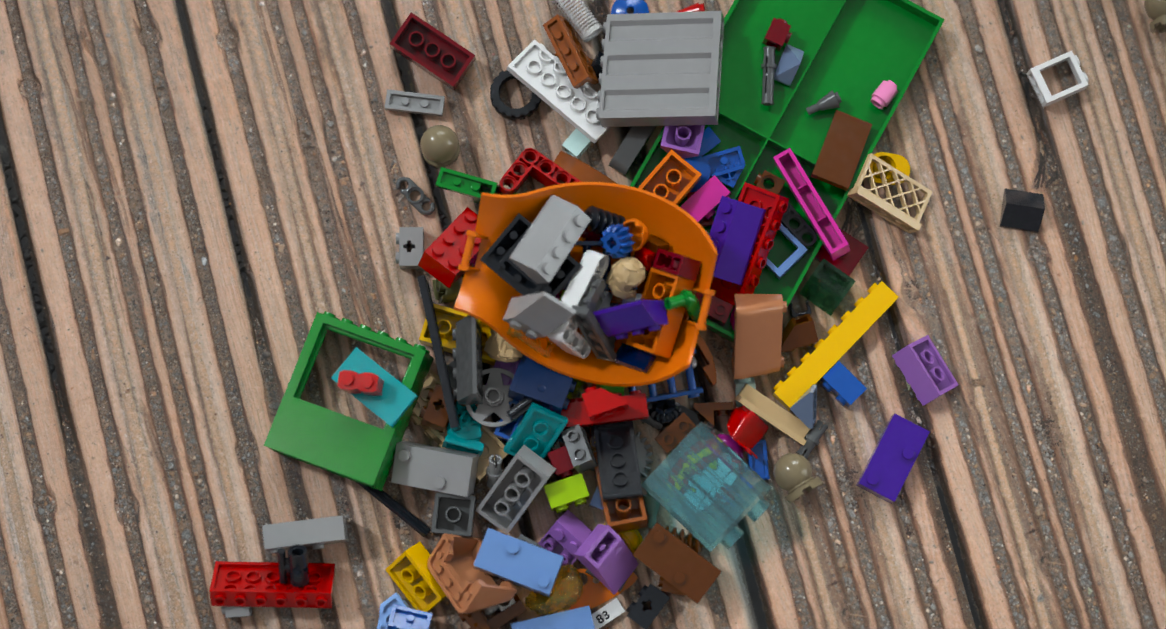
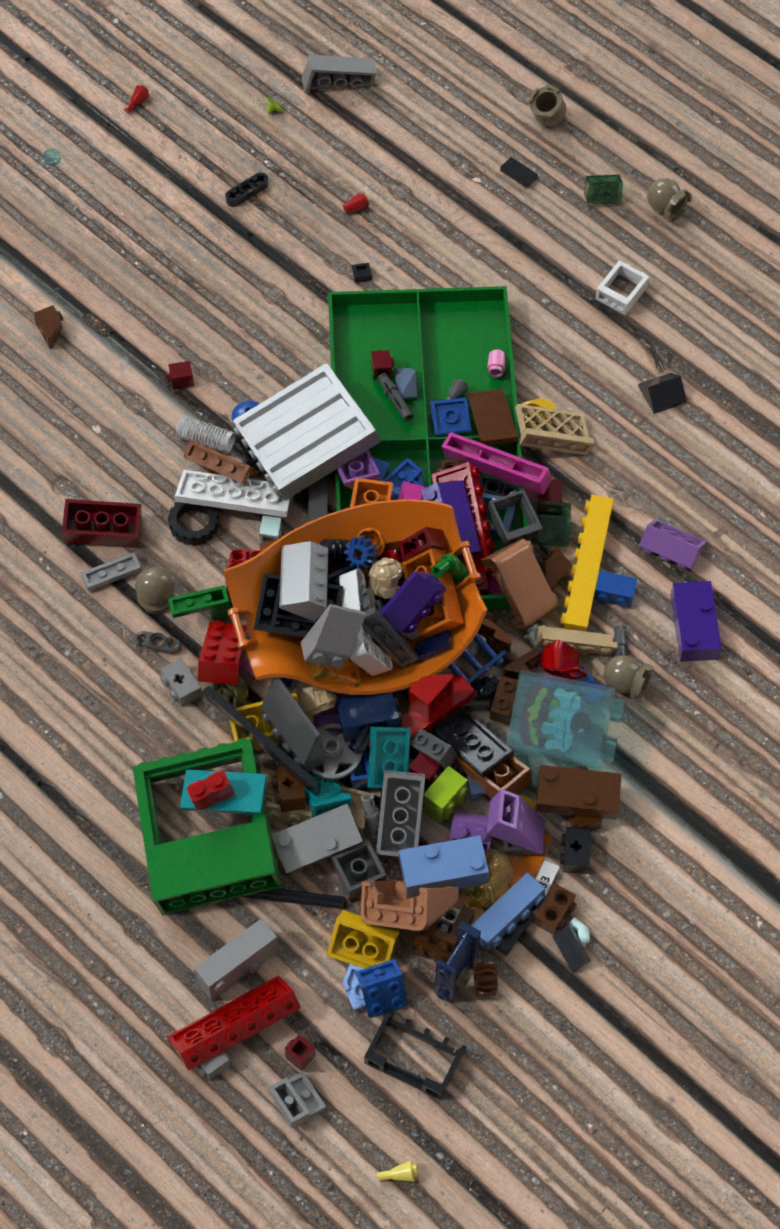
camera: 30 degrees left, 20 degrees down
(295, 565) = (244, 986): black pin -> none
(790, 290) = (515, 497): none -> dark grey window
(805, 126) = (450, 416): none -> blue tile
(806, 407) = (597, 618): sand blue slope -> none

